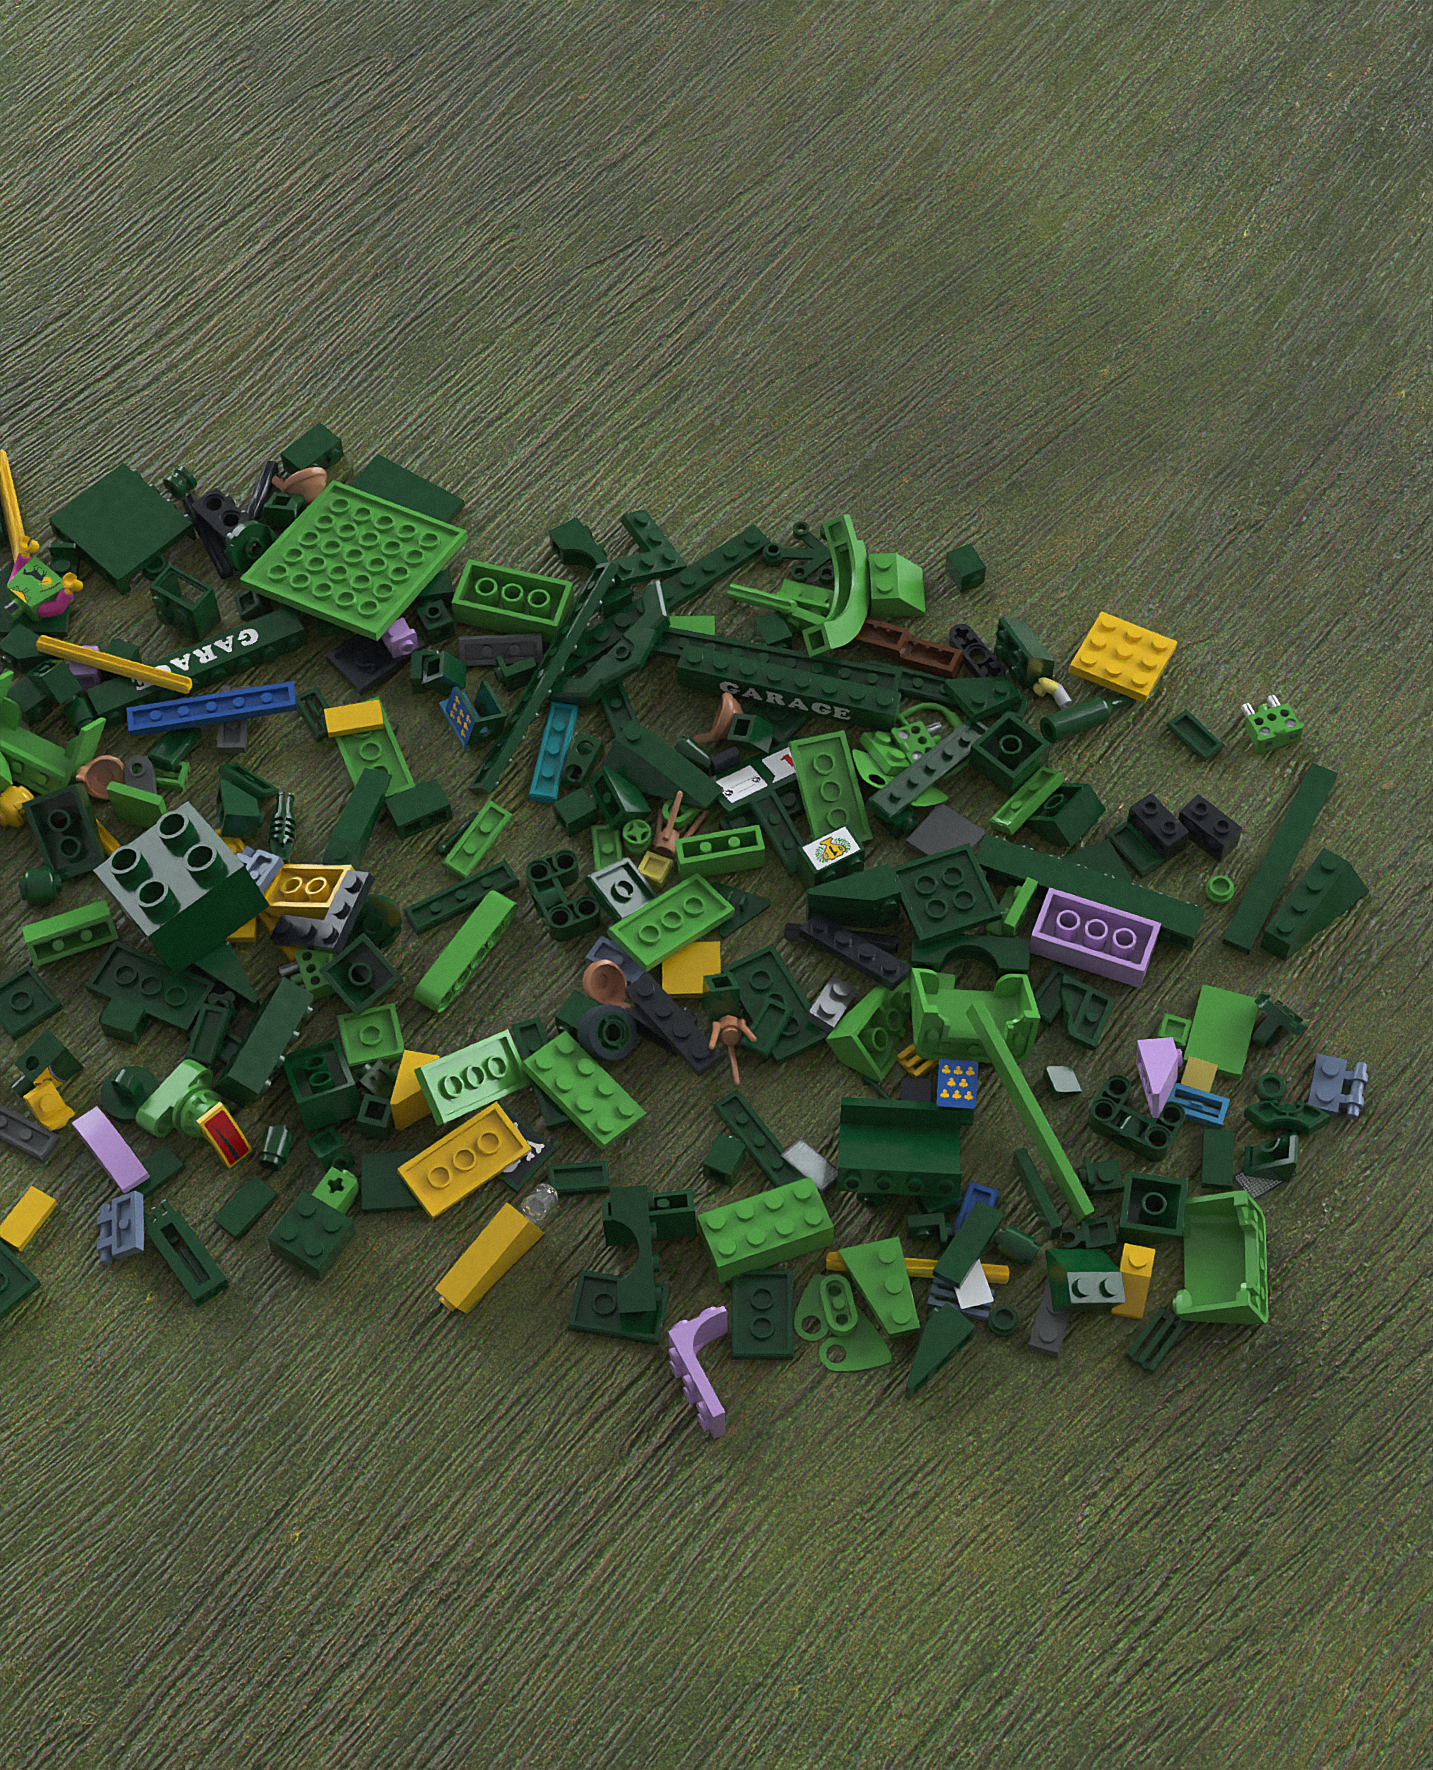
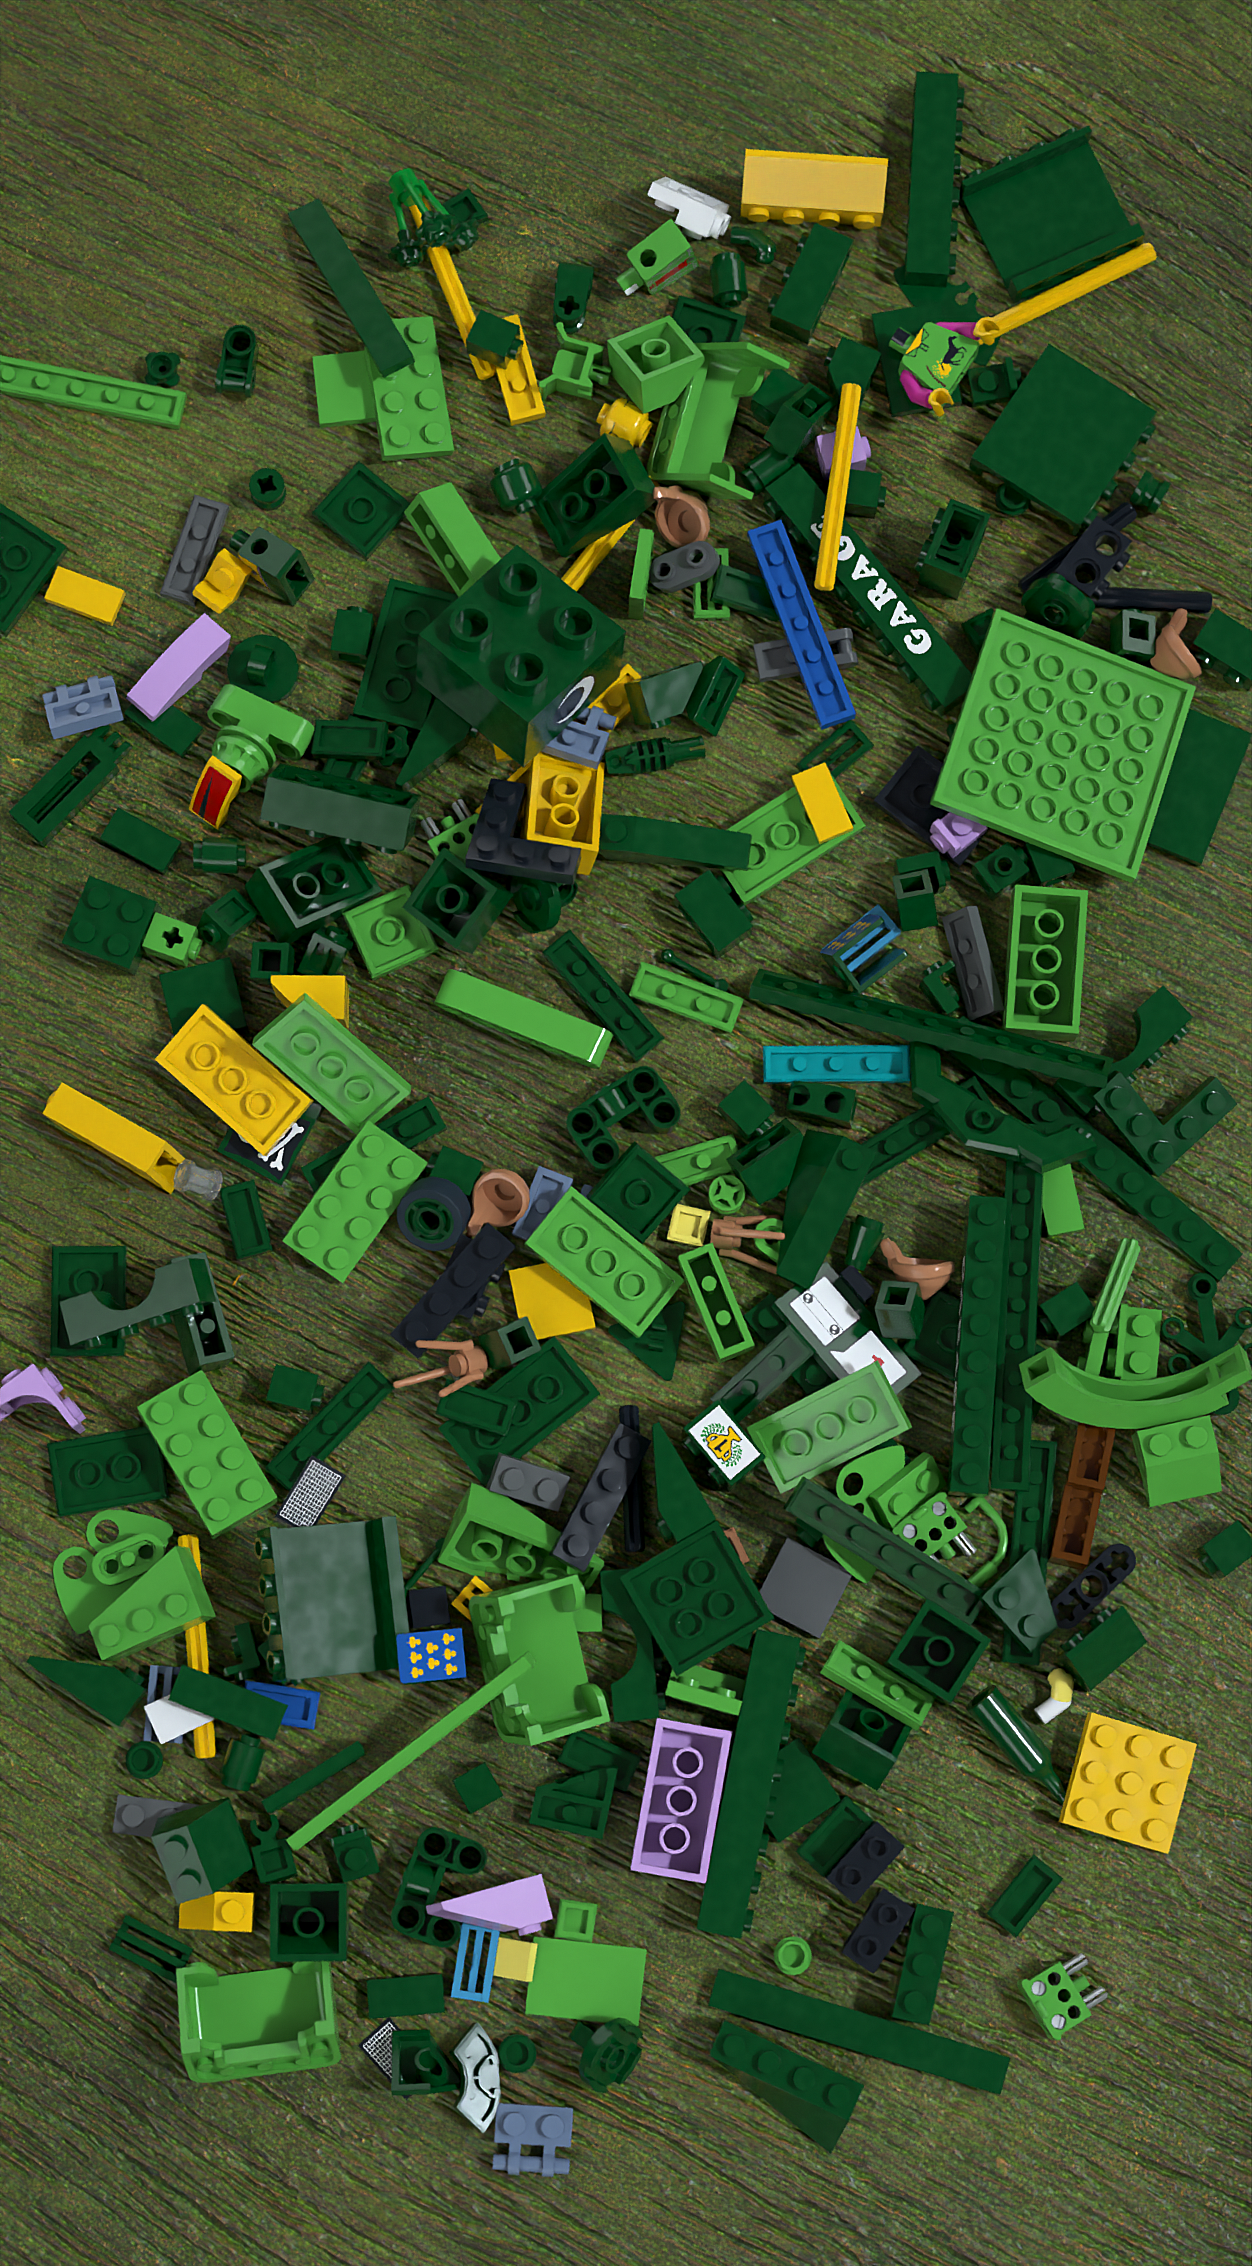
camera: 75 degrees right, 20 degrees up
(1243, 804) = (921, 1964): none -> dark green brick

